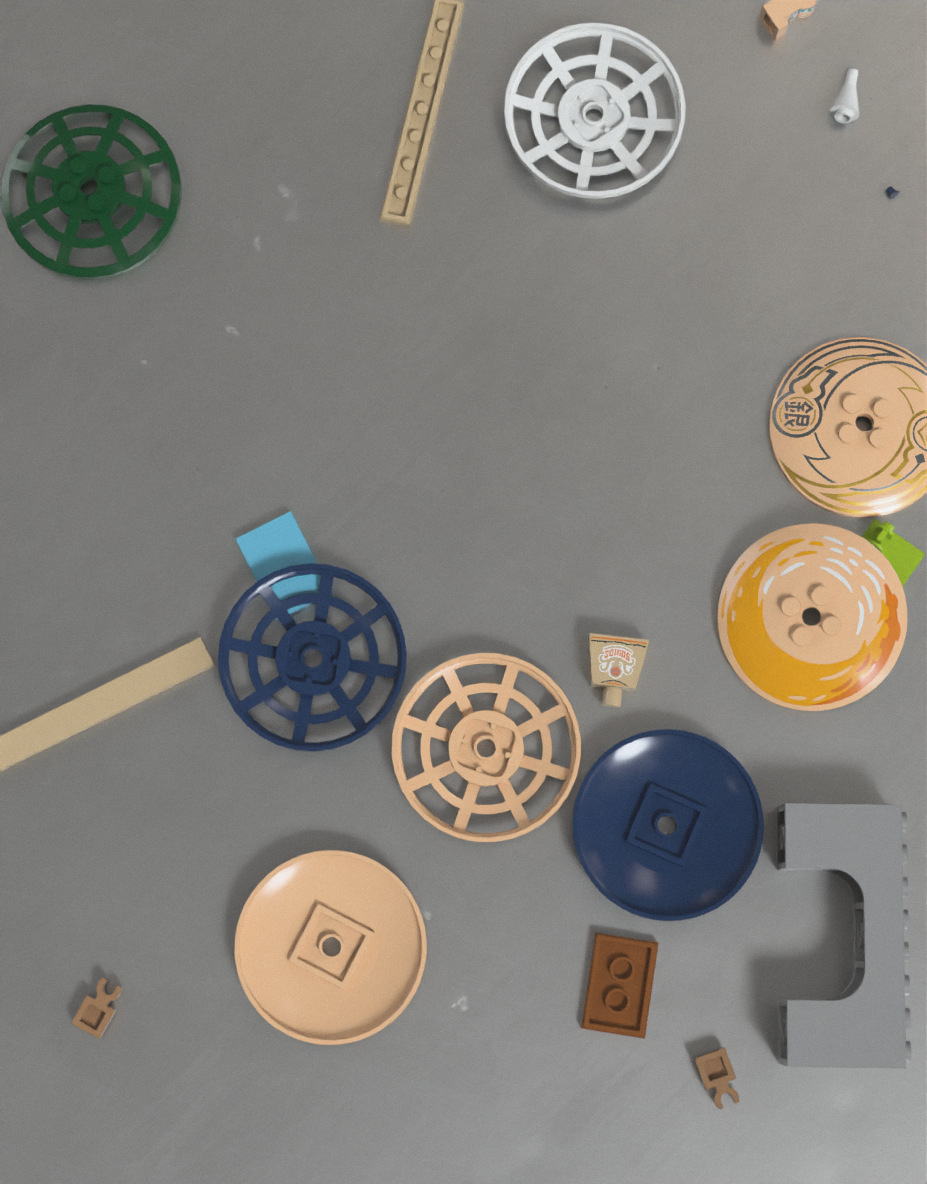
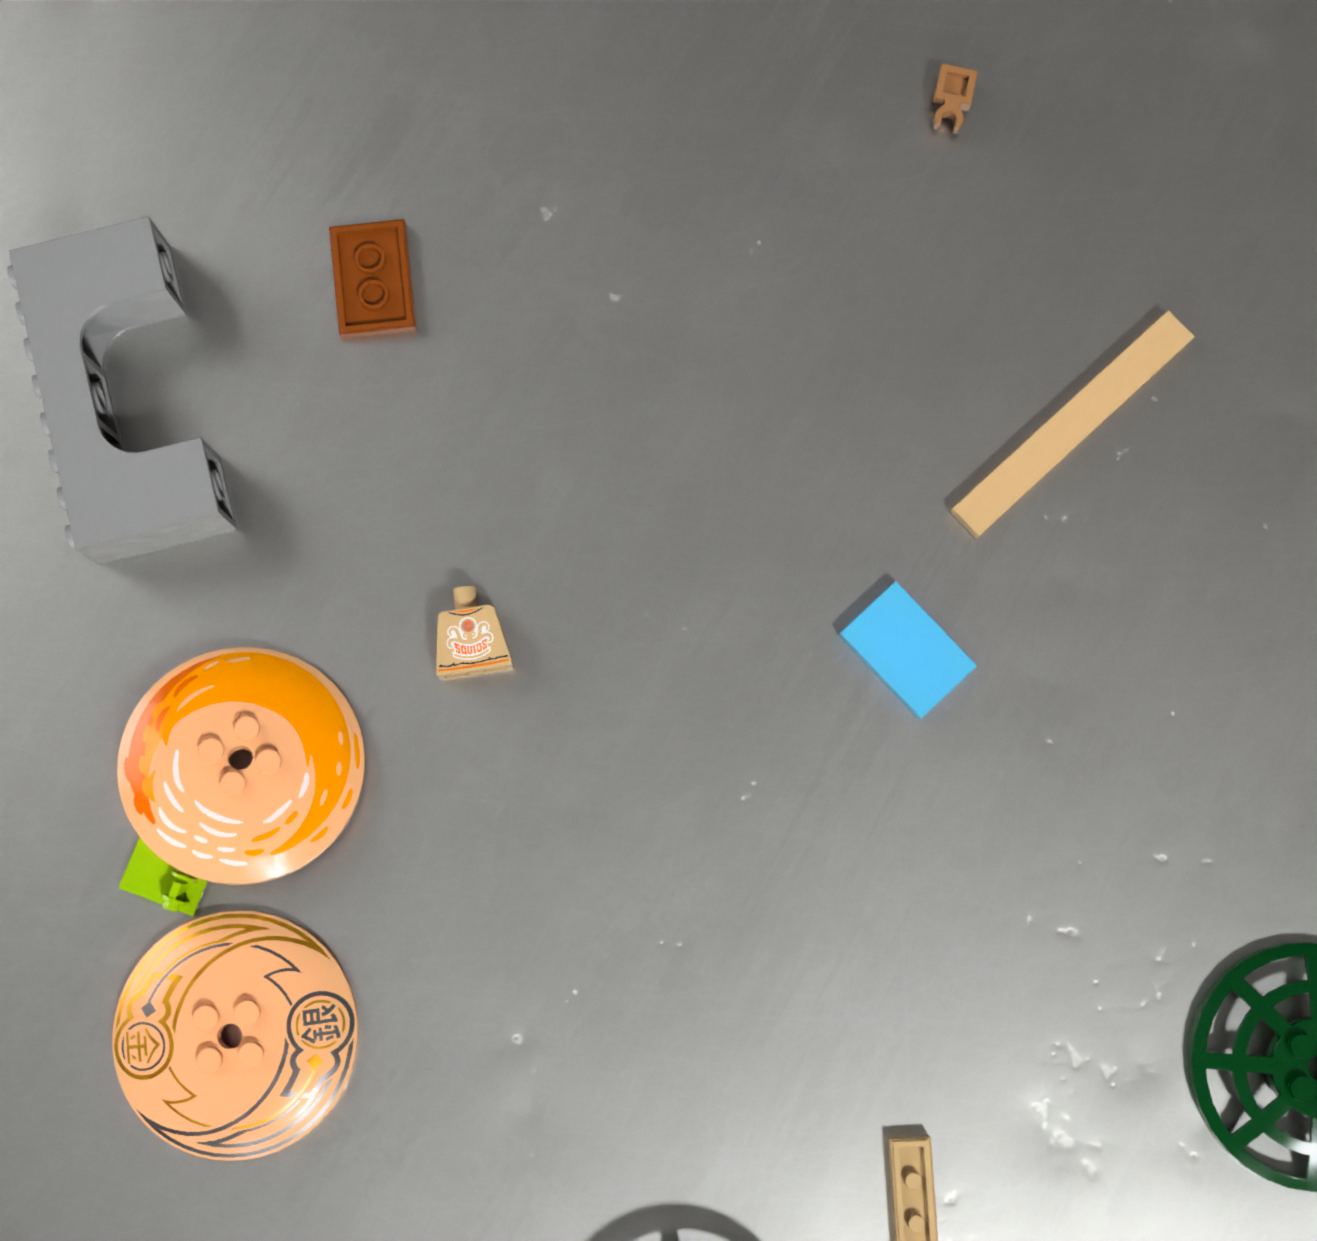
camera: 155 degrees right, 0 degrees up
(284, 958) = (722, 174): light nougat dish -> none
(301, 639) = (843, 521): dark blue dish -> none
(486, 726) = (593, 473): light nougat dish -> none
(714, 818) = (350, 410): dark blue dish -> none
(717, 1072) = (236, 210): medium nougat plate -> none

